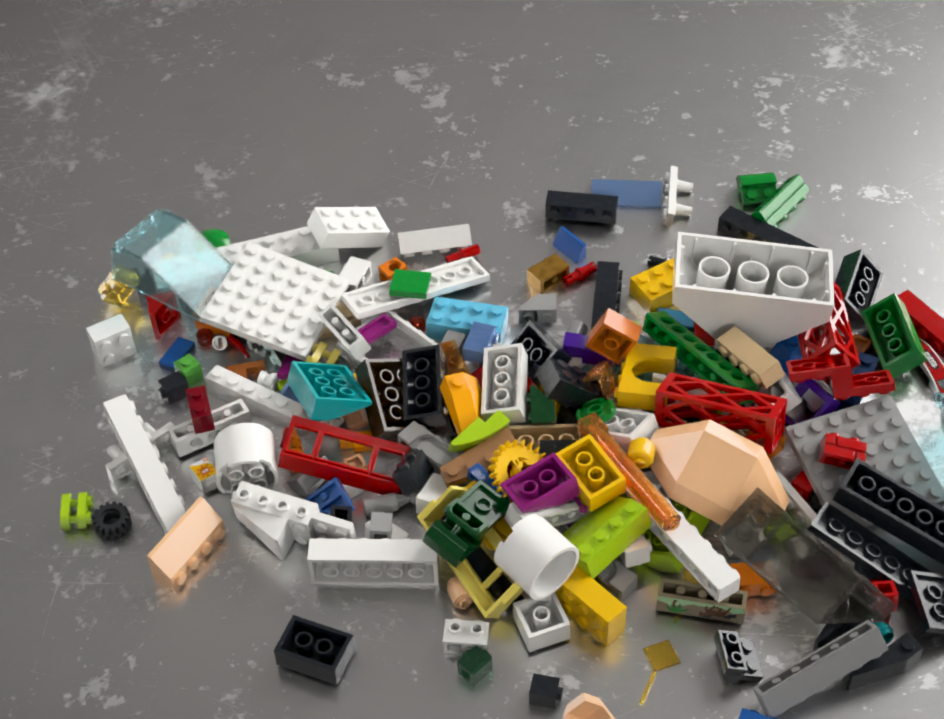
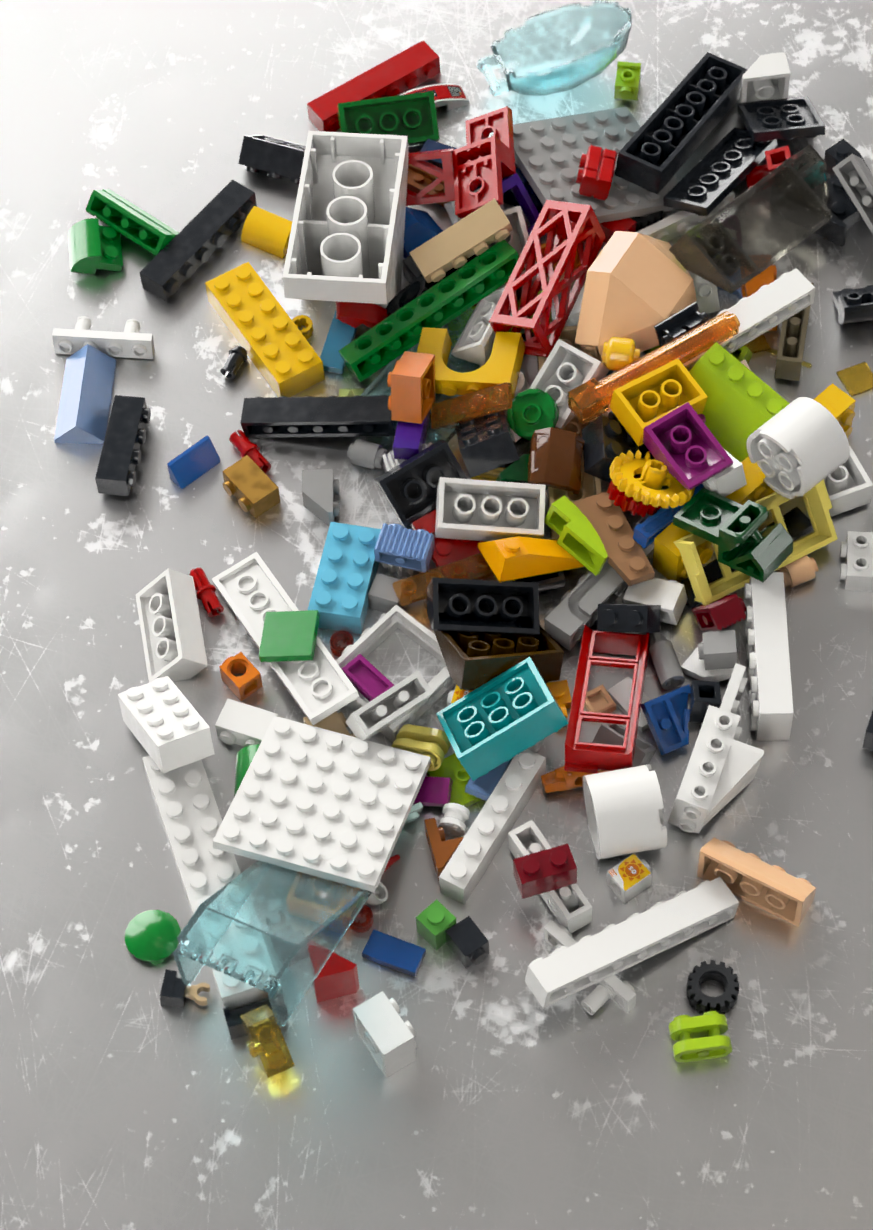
camera: 90 degrees left, 10 degrees up
(408, 525) = (720, 613): none -> dark red brick
(545, 421) = (556, 459): none -> reddish brown slope
(673, 493) = (680, 323): none -> black hinge

